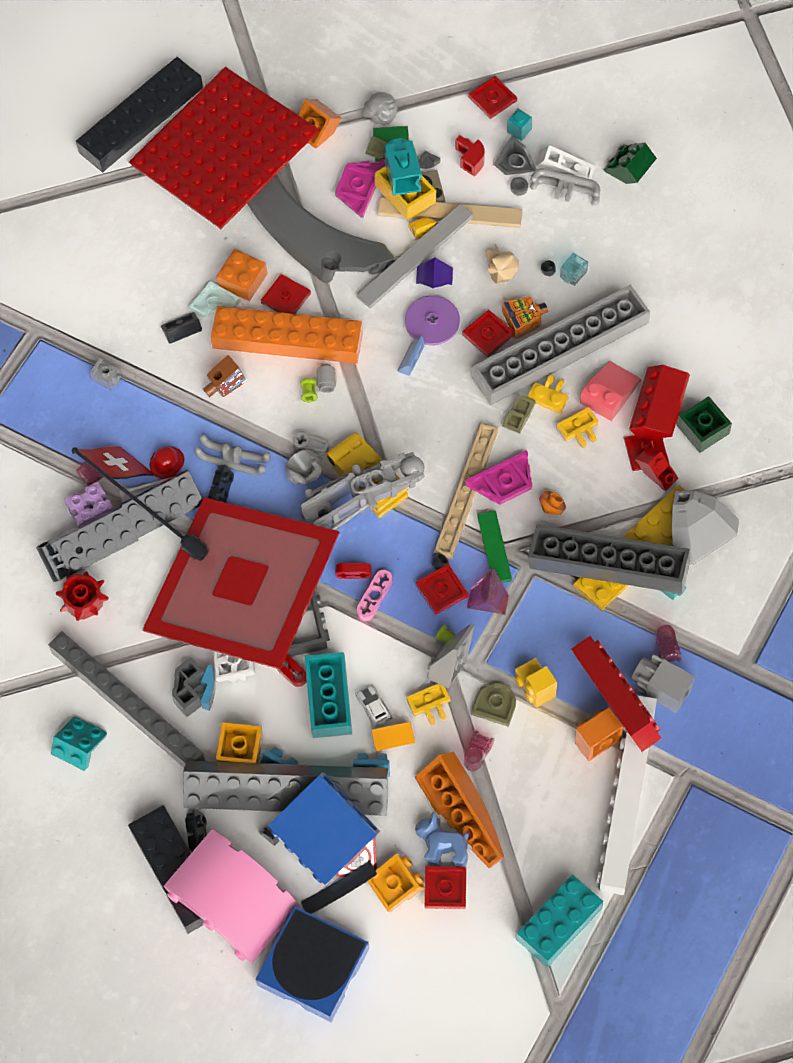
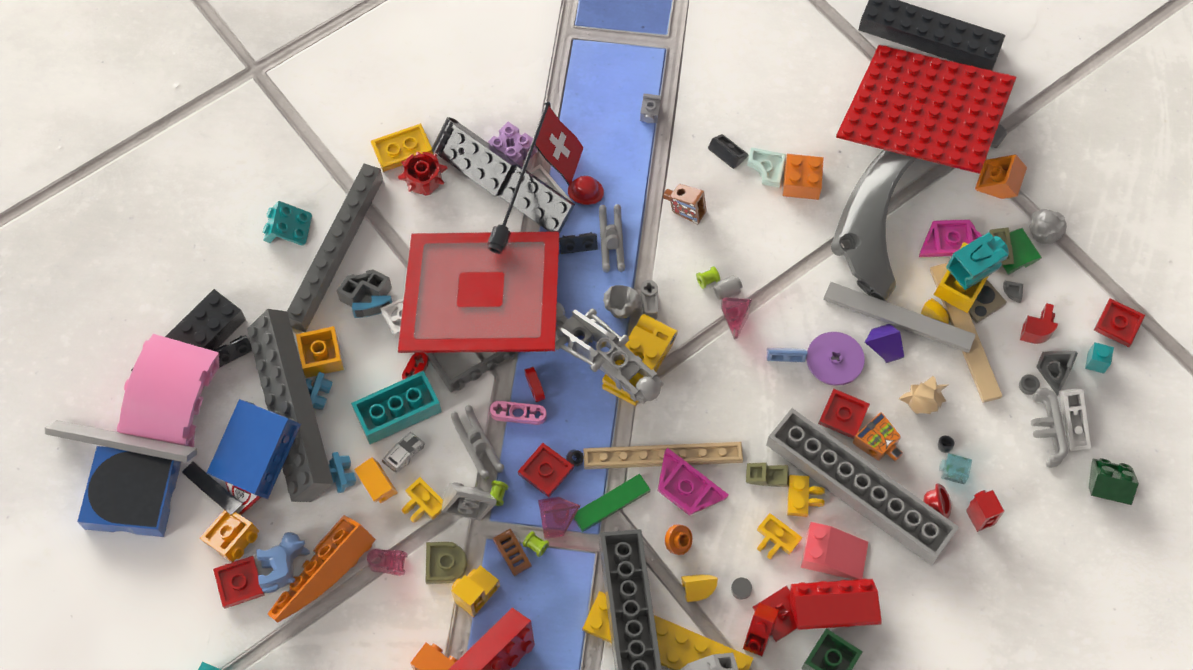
camera: 65 degrees right, 0 degrees up
(37, 610) = (399, 145): none -> yellow tile
(258, 956) = (121, 441): none -> light grey tile
(285, 295) = (800, 223): red plate -> none
(287, 334) = (758, 238): orange brick -> none
(358, 380) = (736, 313): none -> clear pink slope
(392, 639) = (476, 442): none -> light grey piece
(501, 637) = (508, 534): none -> dark orange slope
(509, 620) = (535, 543): none -> lime bush
(596, 293) = (939, 500): none -> red hat
(599, 503) = (698, 586): none -> yellow brick
(613, 472) = (741, 588): none -> dark grey tile
(620, 261) = (984, 510): none -> red brick

